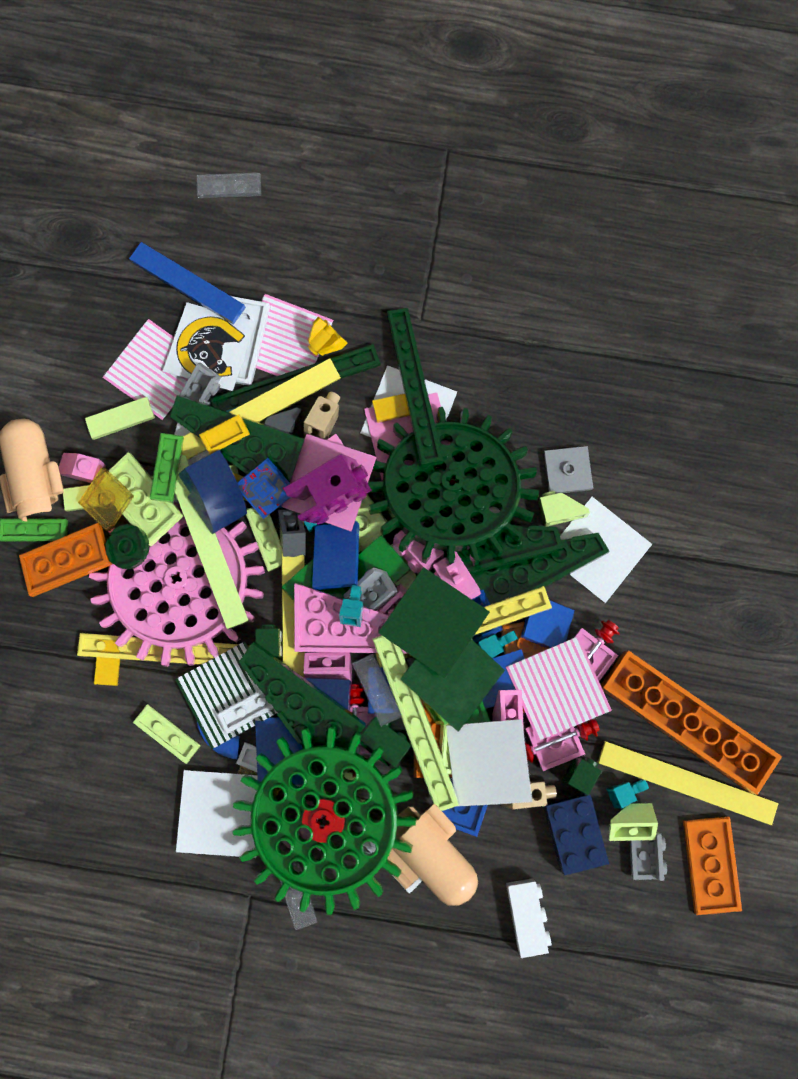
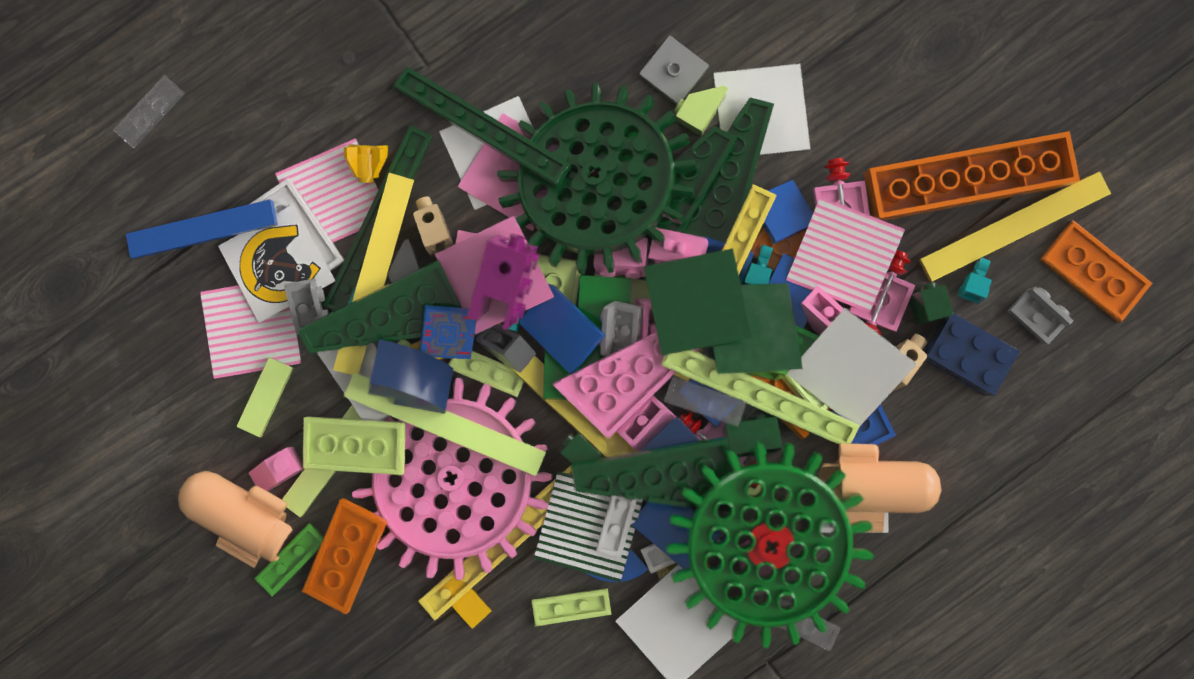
camera: 45 degrees left, 5 degrees up
(106, 499) = (326, 473): clear yellow tile -> none
(127, 546) = (385, 493): dark green tile -> none
(166, 468) = (351, 397): bright green tile -> none
(224, 434) = (370, 322): yellow tile -> none
(352, 608) = (621, 357): teal piece -> none
(390, 408) = (479, 164): yellow tile -> none
(528, 918) = (997, 456): white brick -> none
(634, 823) = (1007, 299): yellowish green slope -> none

